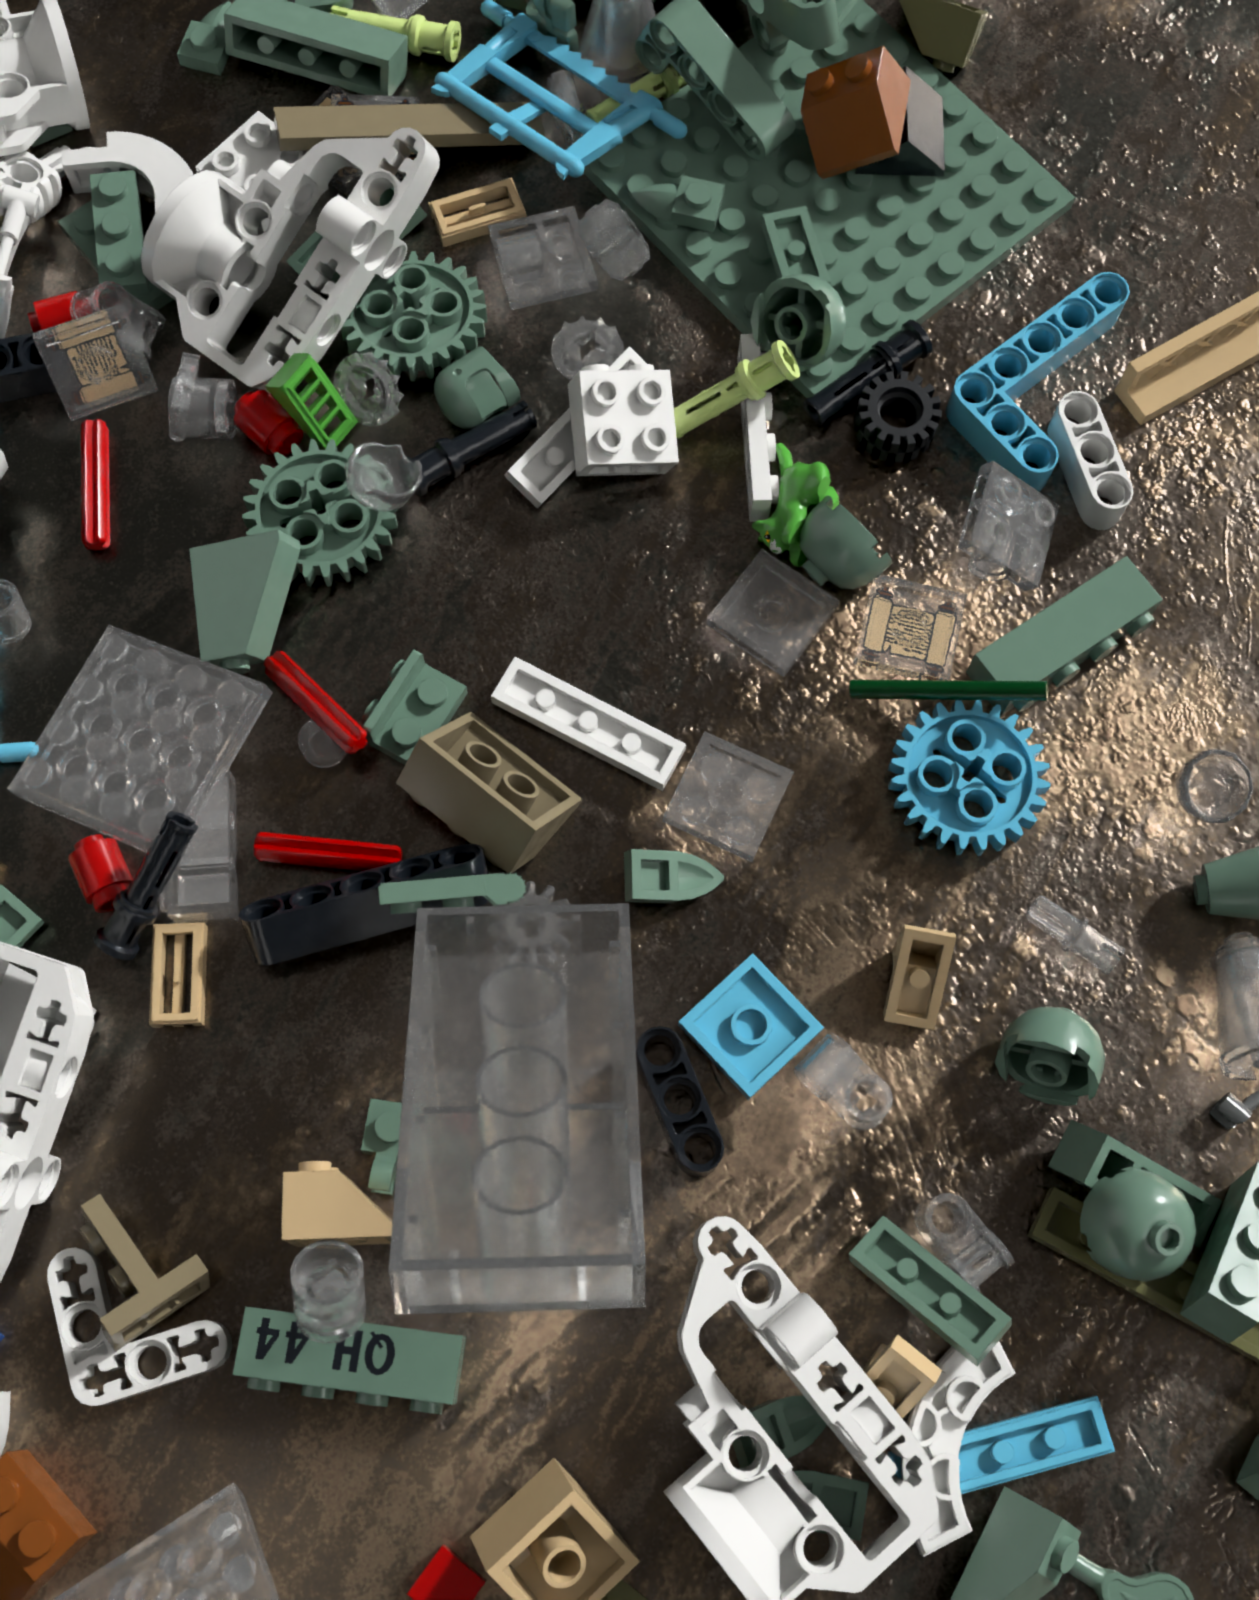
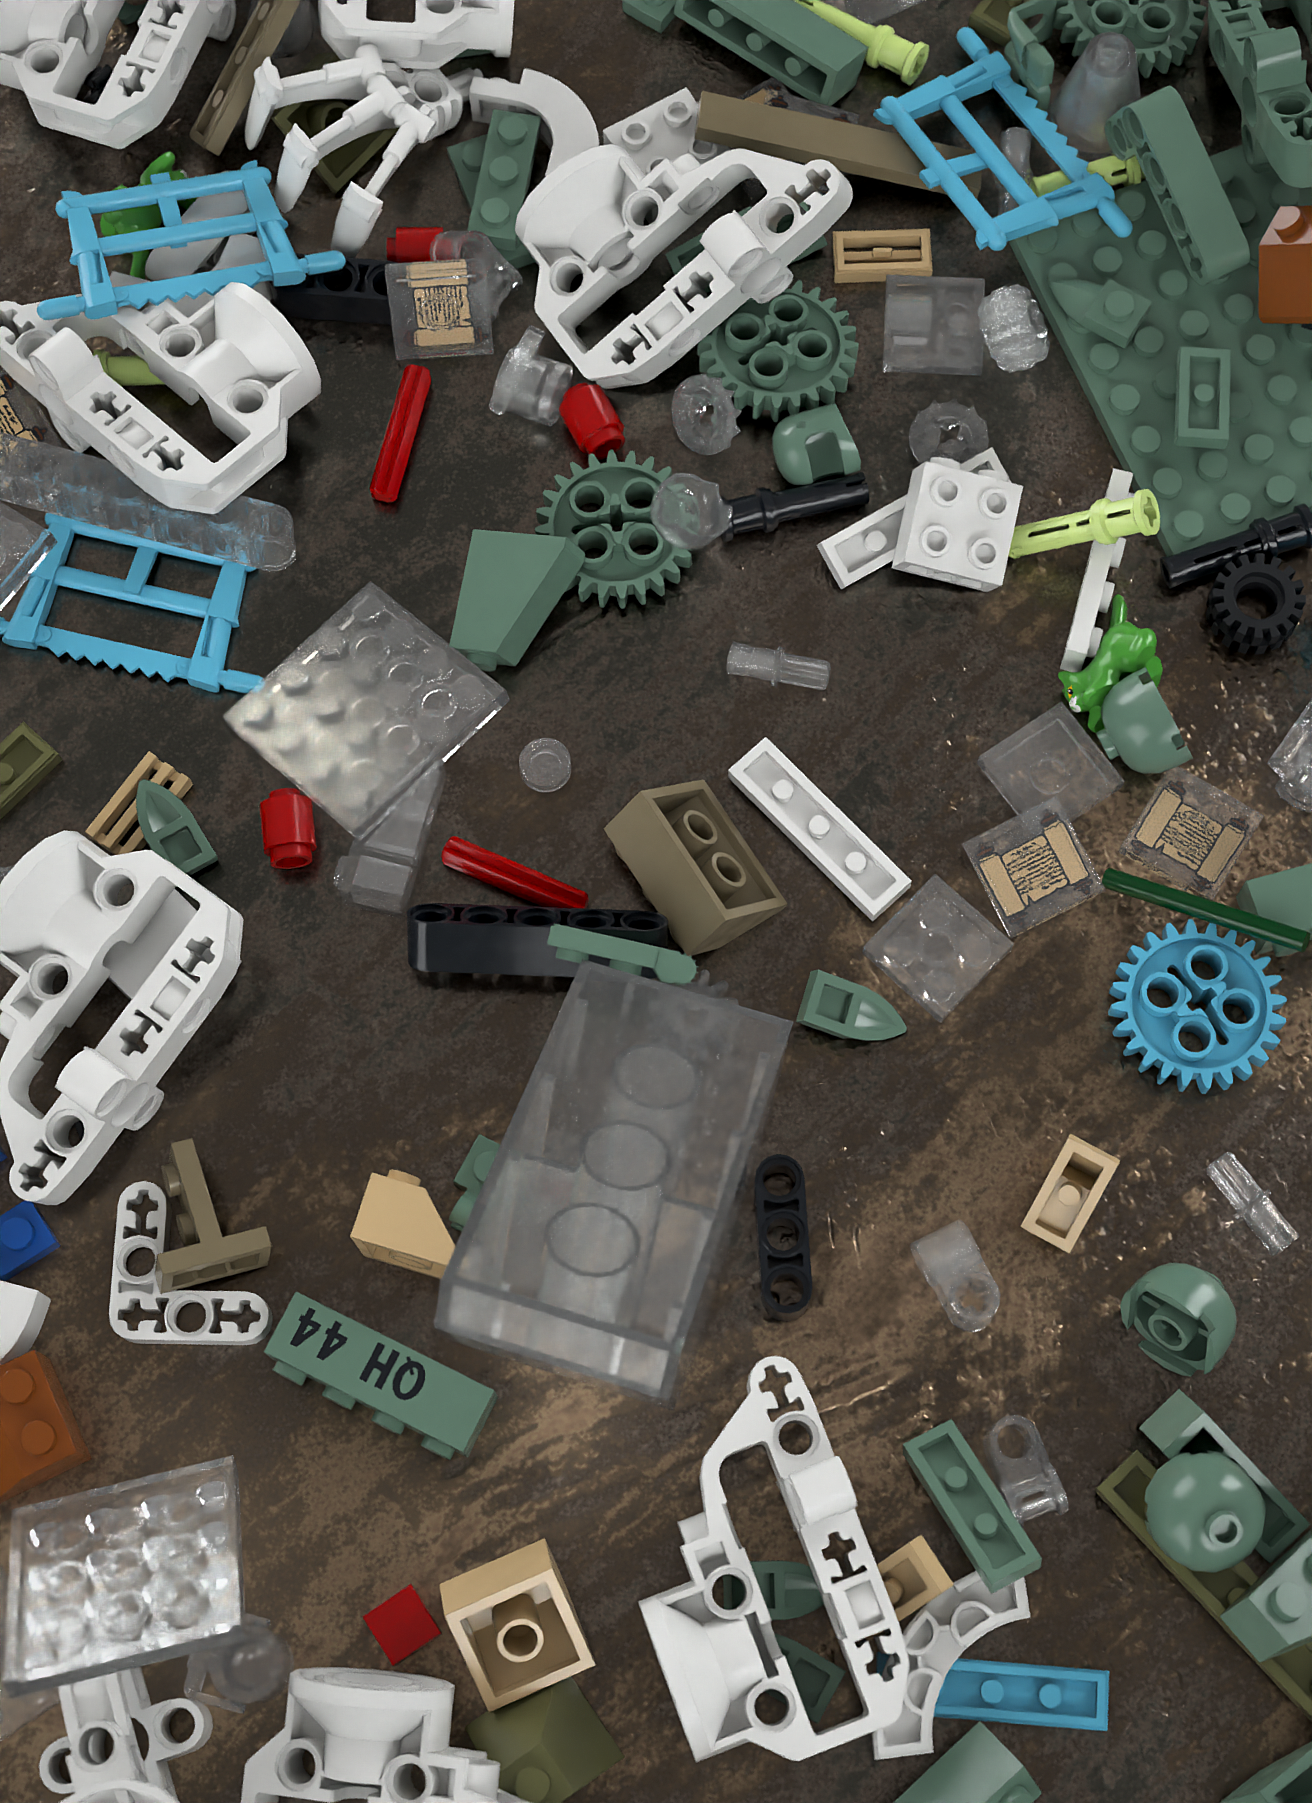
camera: 25 degrees right, 0 degrees up
(137, 905) = (312, 870): black pin -> none
(178, 1018) = (318, 994): tan tile -> none
(283, 386) = (627, 382): bright green slope -> none
(315, 702) = (549, 722): red axle -> none
(328, 1291) = (379, 1301): clear wheel -> none
(411, 707) = (645, 756): sand green bracket -> none
(505, 591) = (778, 666): none -> clear axle
(750, 1026) = (881, 1187): medium azure plate -> none
(787, 699) = (1033, 867): none -> clear tile
(803, 315) = (1182, 469): sand green cylinder -> none

